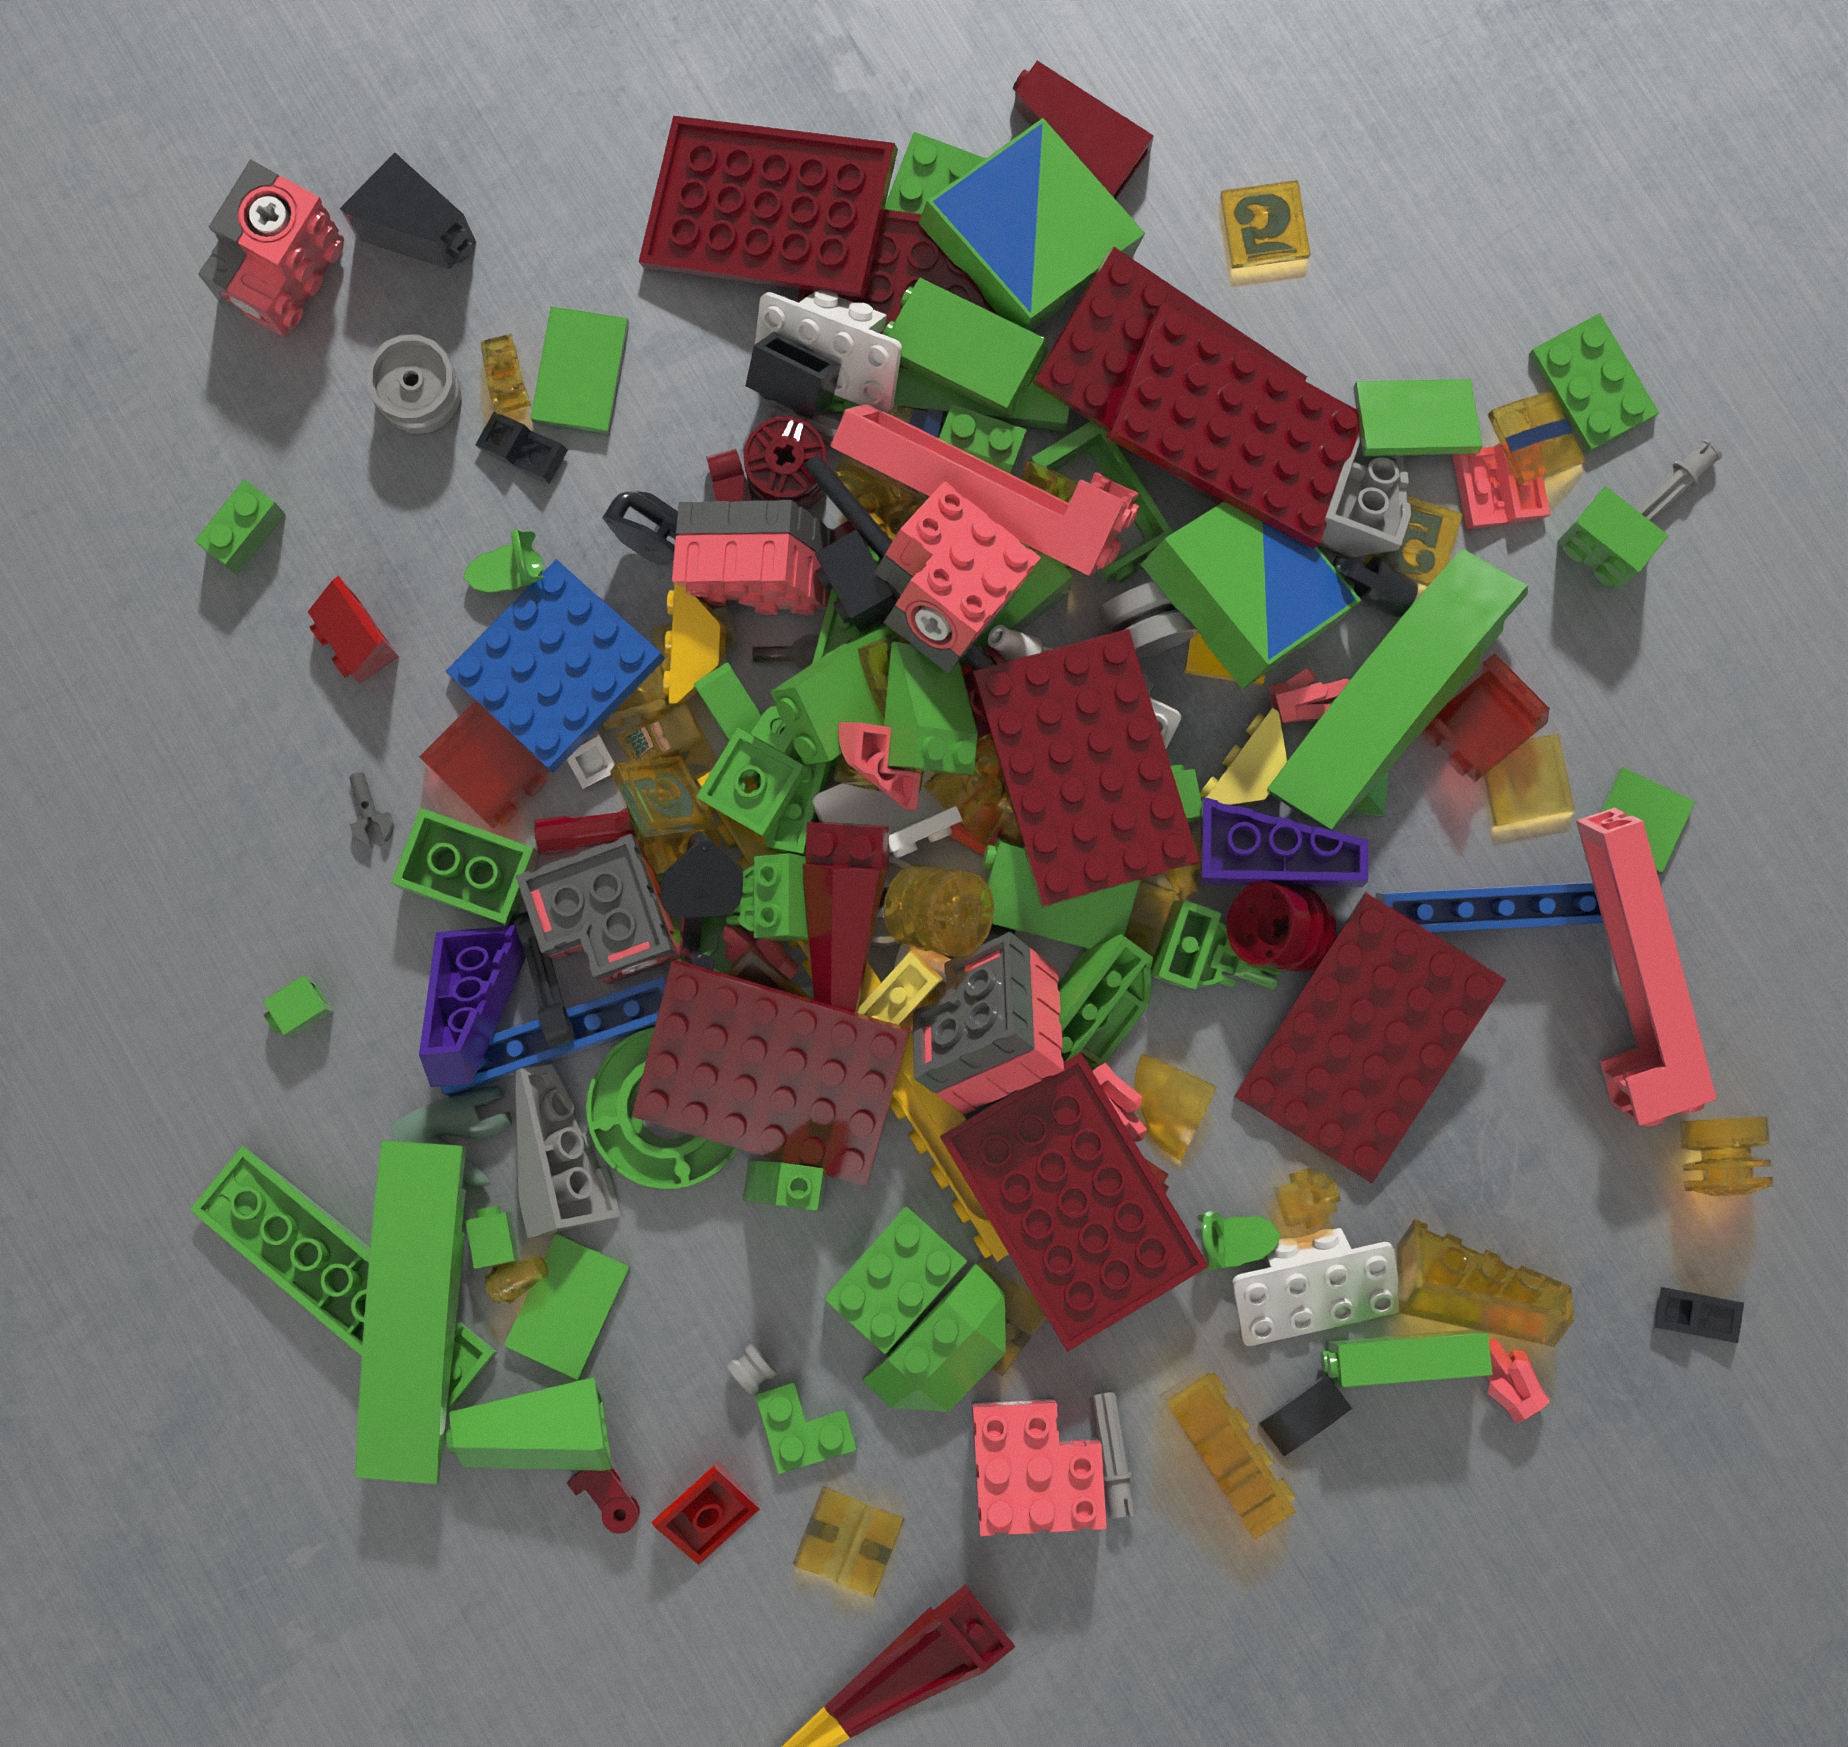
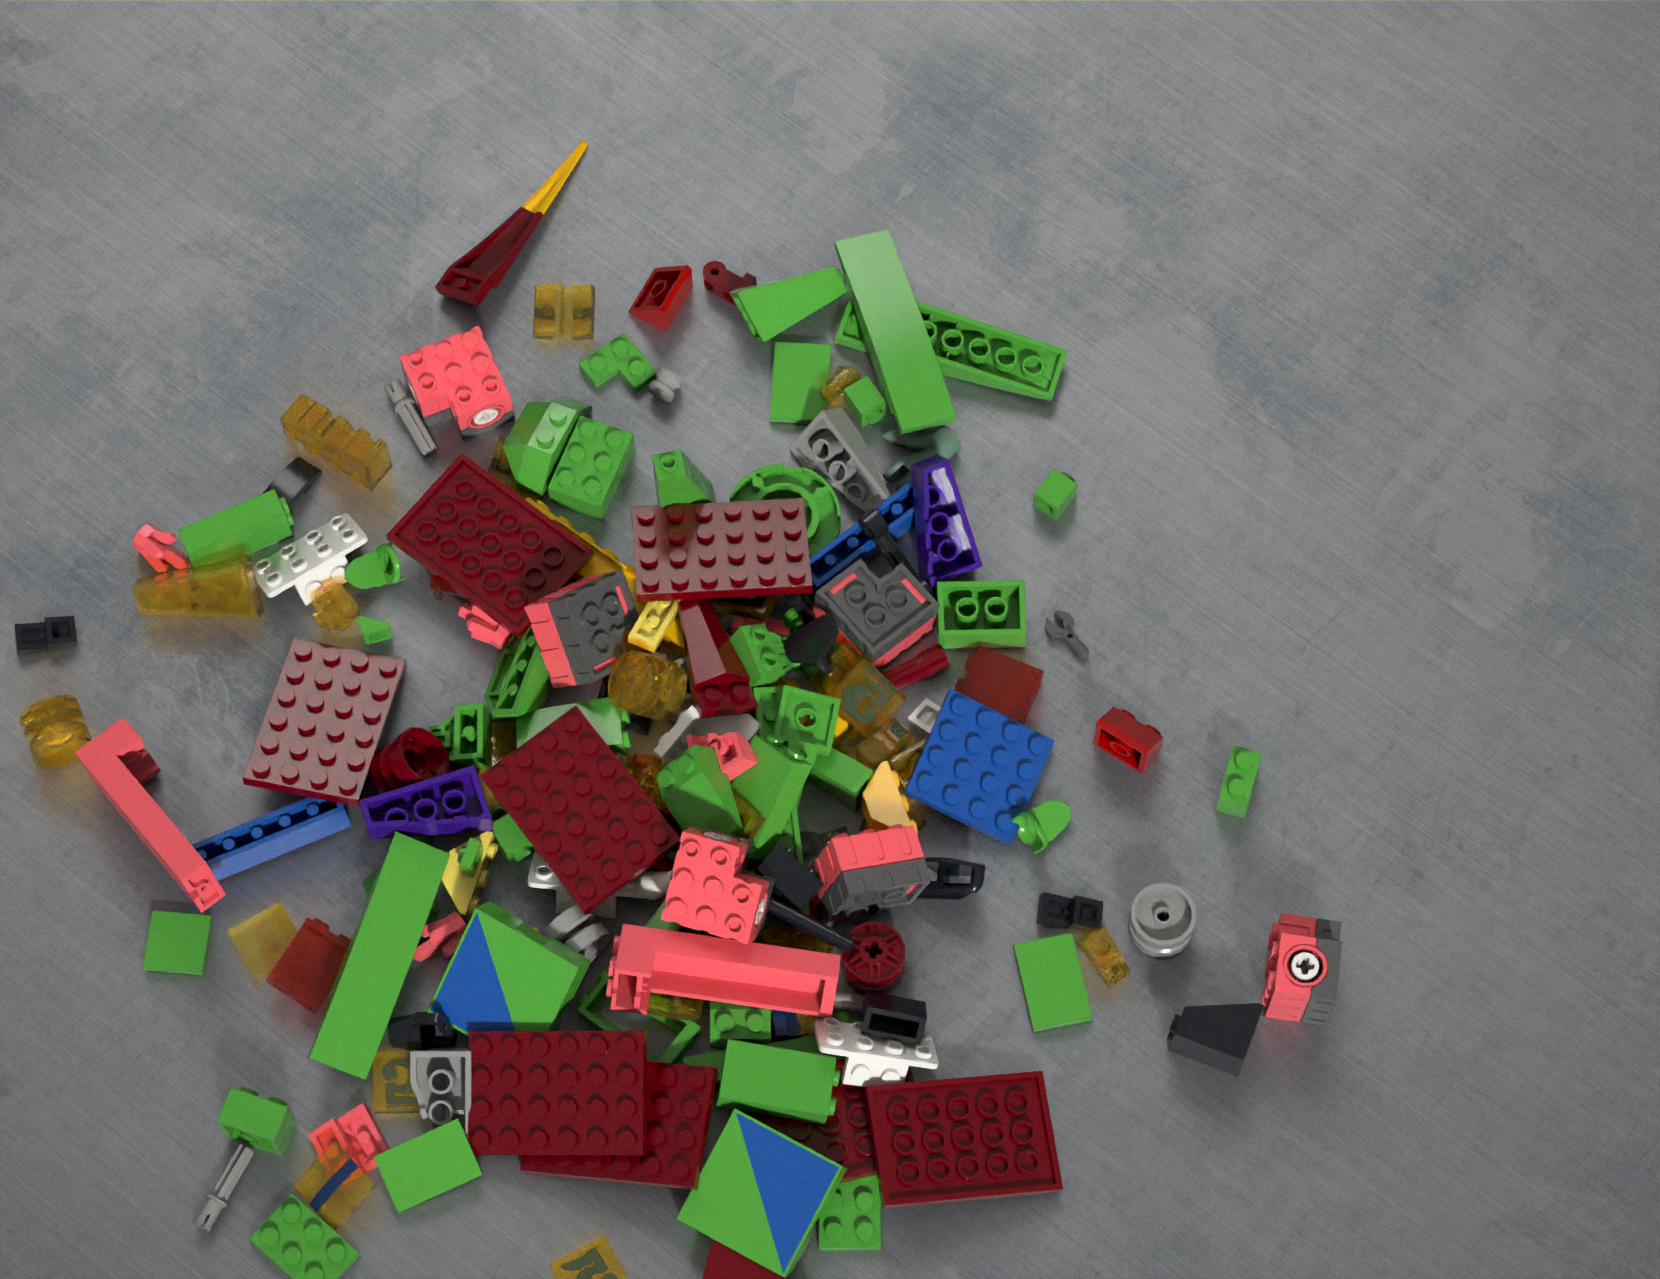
camera: 160 degrees right, 15 degrees down
(728, 477) = (916, 942): dark red leg -> none
(1171, 1103) = (447, 642): clear yellow brick -> none
(1245, 770) = (470, 856): none -> bright green plate
(1264, 1152) = (374, 630): none -> bright green slope

